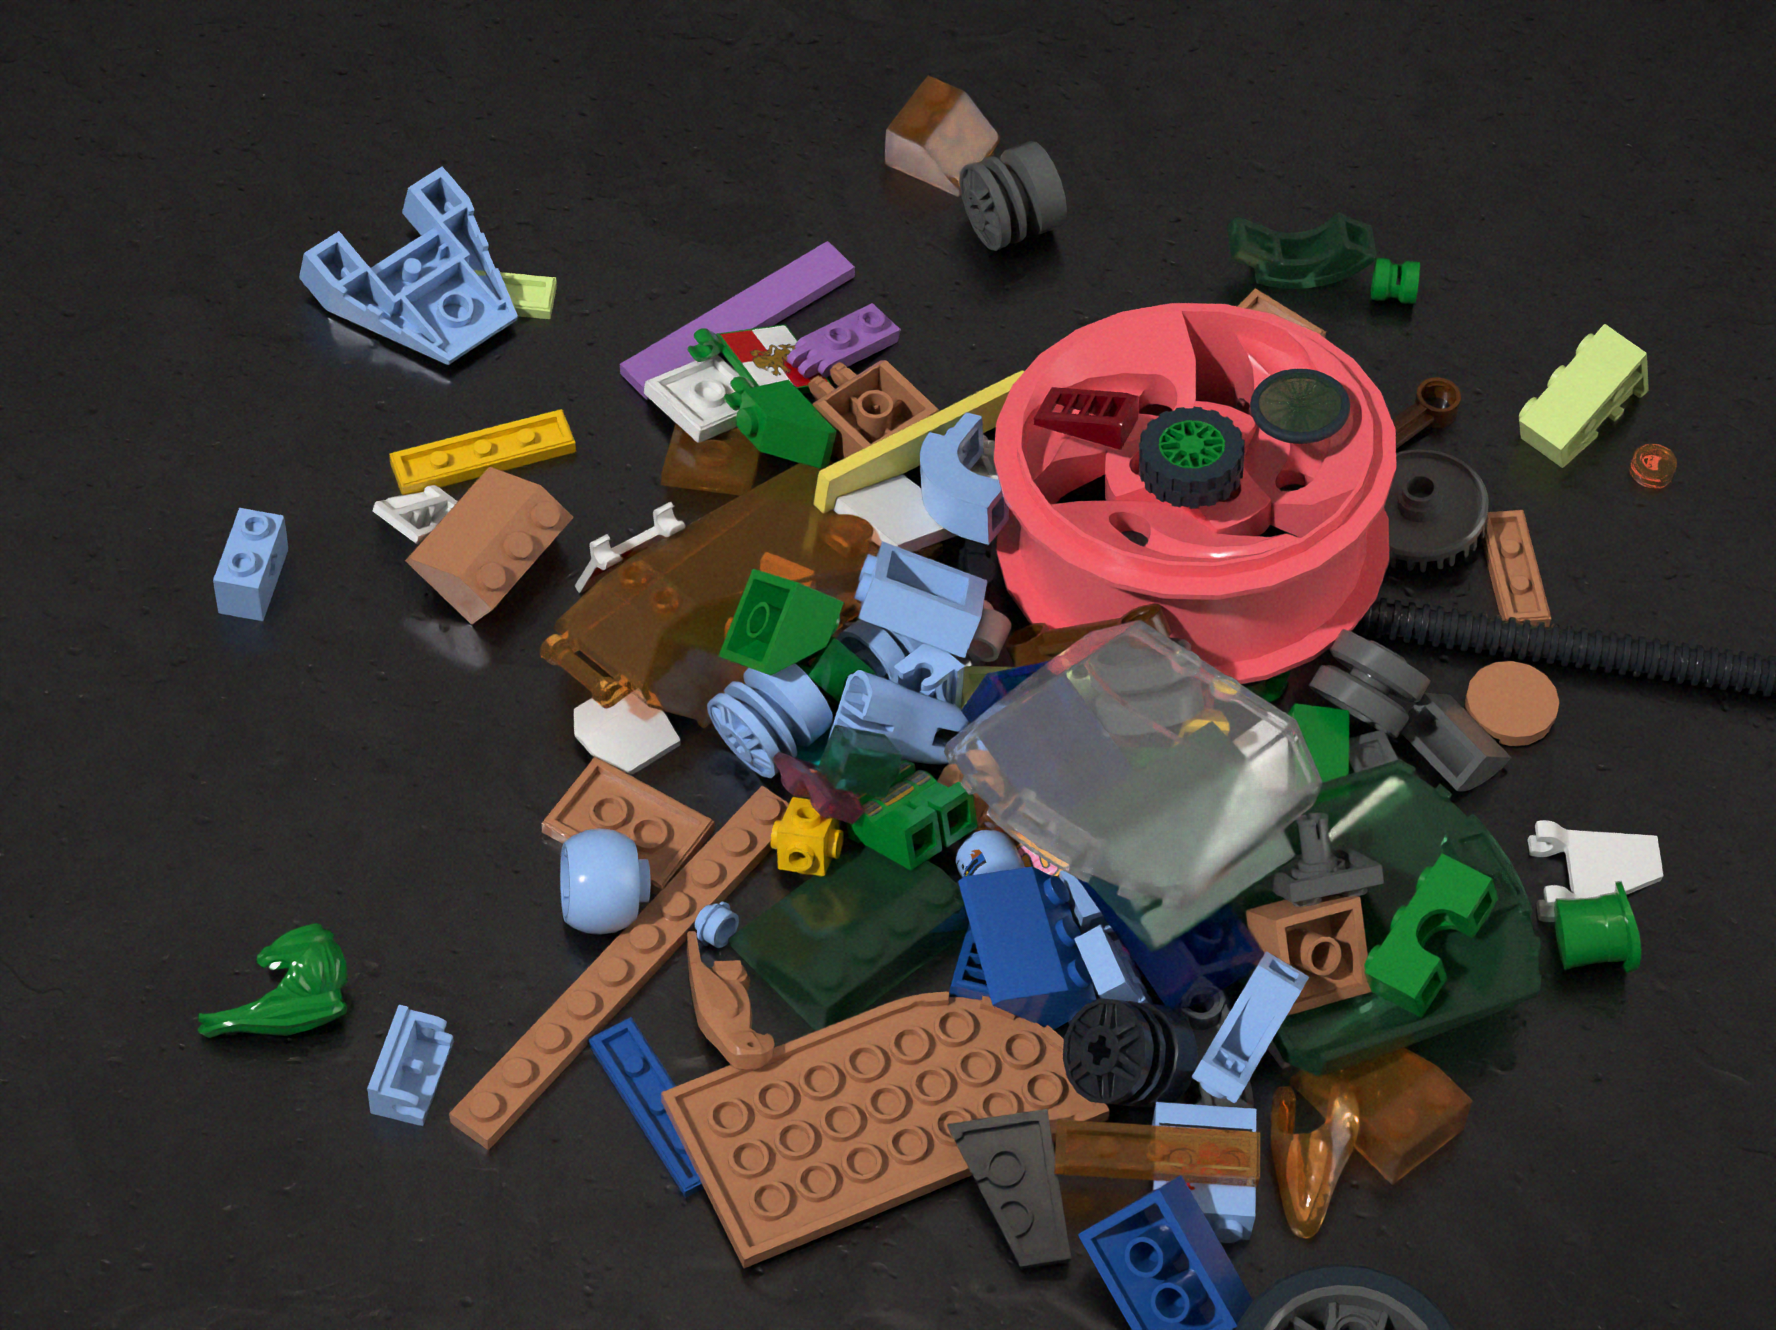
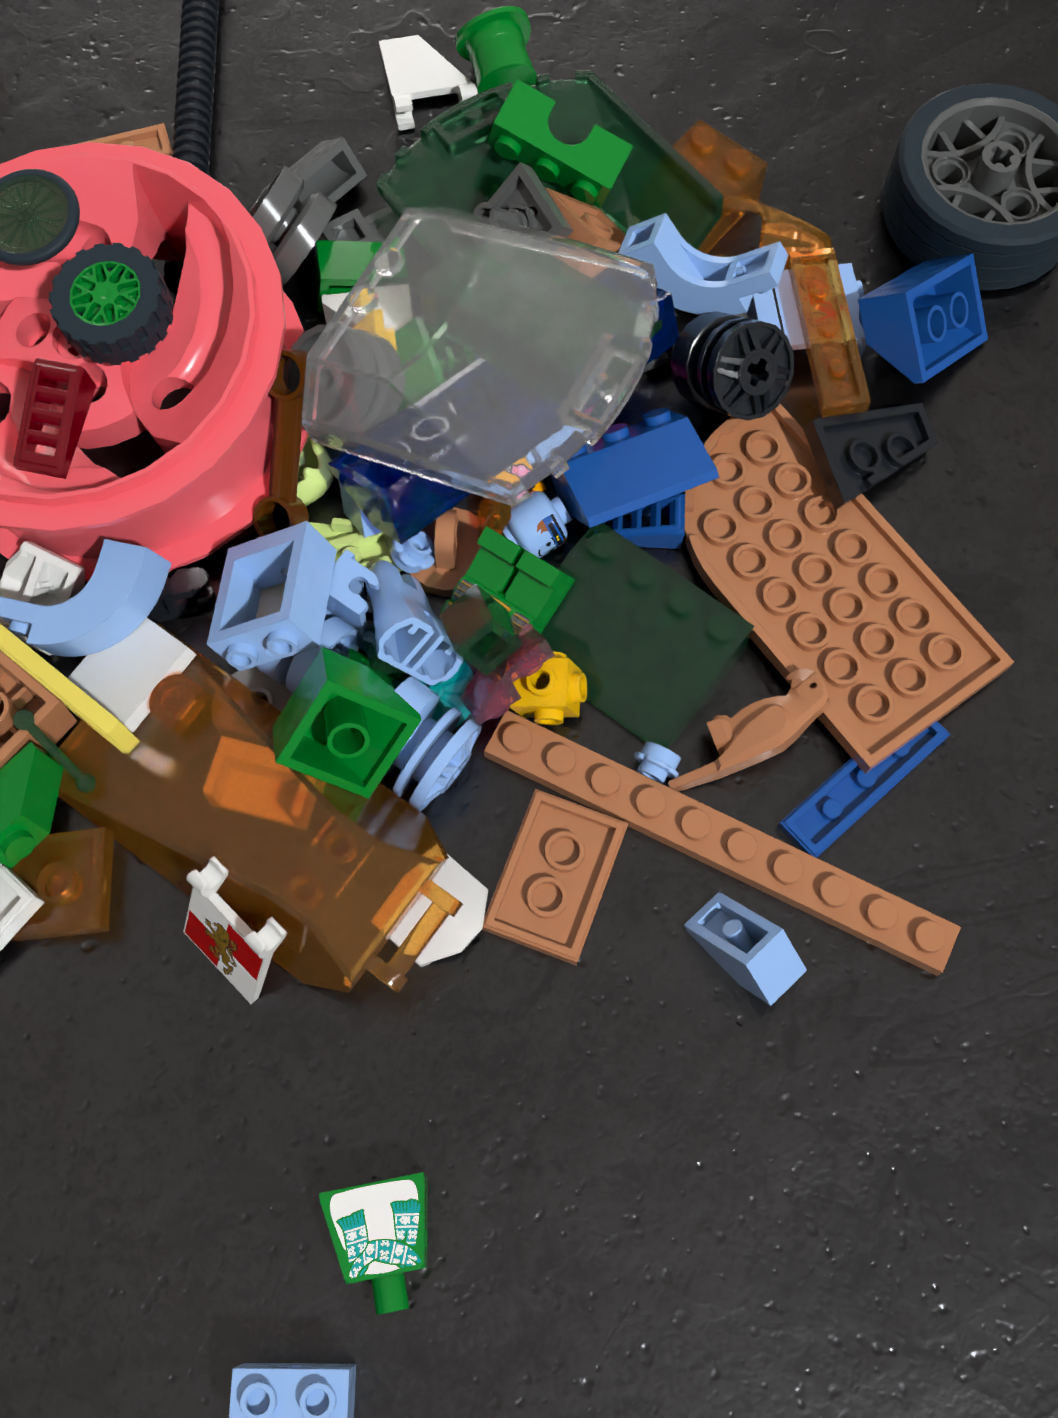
camera: 100 degrees left, 15 degrees up
(303, 998) = (868, 1170): green hair -> none
(354, 640) = (380, 1234): none -> torso
(409, 1066) = (905, 1027): light blue hinge -> none
(416, 513) = (185, 1202): white slope -> none
(473, 453) = (75, 1158): yellow tile -> none
(488, 541) = (226, 1102): nougat slope -> none
(515, 952) = (747, 947): none -> light blue slope
(602, 881) = (656, 871): light blue wheel -> none
(853, 425) = (24, 721): none -> clear green hinge
(1111, 967) = (656, 389): light blue piece -> none
(1512, 702) = (258, 146): nougat tile -> none

